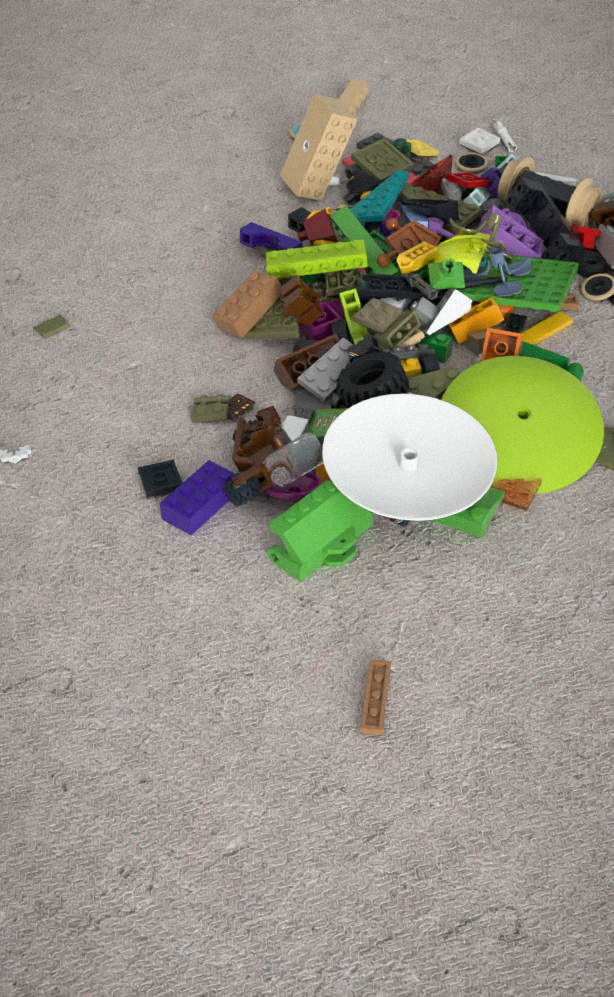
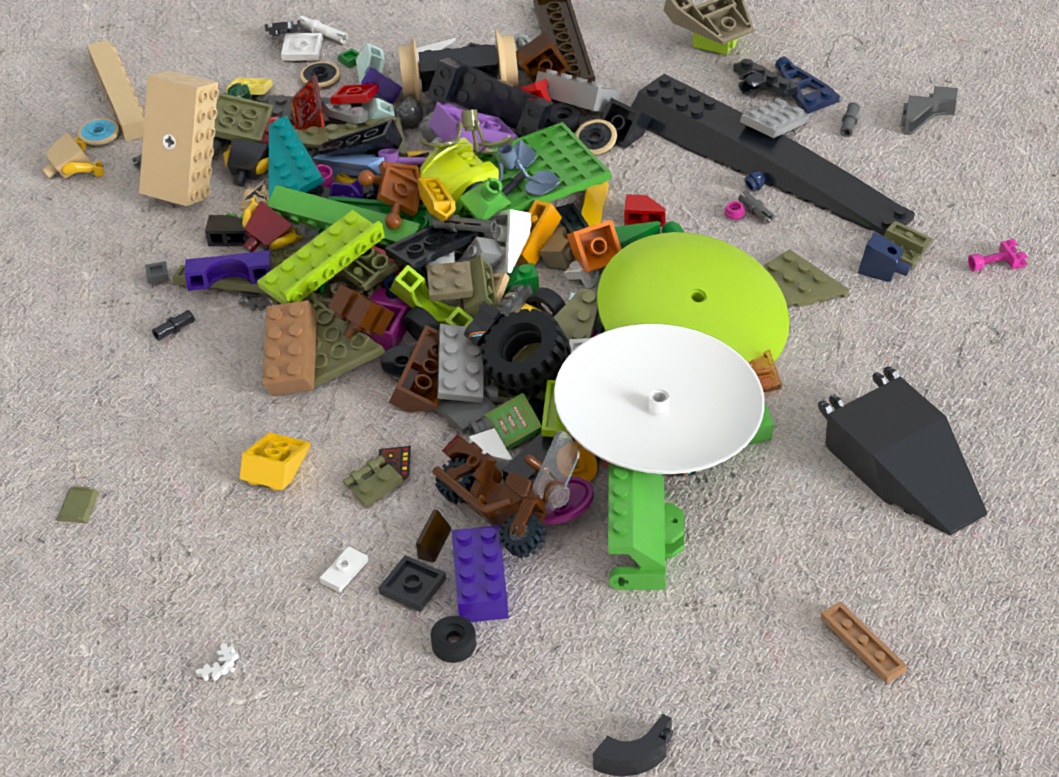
camera: 40 degrees left, 0 degrees up
(136, 447) = (344, 569): none -> white plate
(142, 532) = (454, 651): none -> black tyre
(160, 662) = (634, 756): none -> black arch
(171, 362) = (273, 460): none -> yellow slope
(198, 458) = (432, 537): none -> dark brown slope
(213, 258) = (173, 325): none -> black pin
(238, 223) = (157, 272): none -> dark grey plate
(269, 136) = (69, 158): none -> tan torso
(479, 123) = (276, 27): none -> black plate
(552, 602) = (904, 452): none -> black windscreen
(569, 346) = (643, 209): none -> red slope

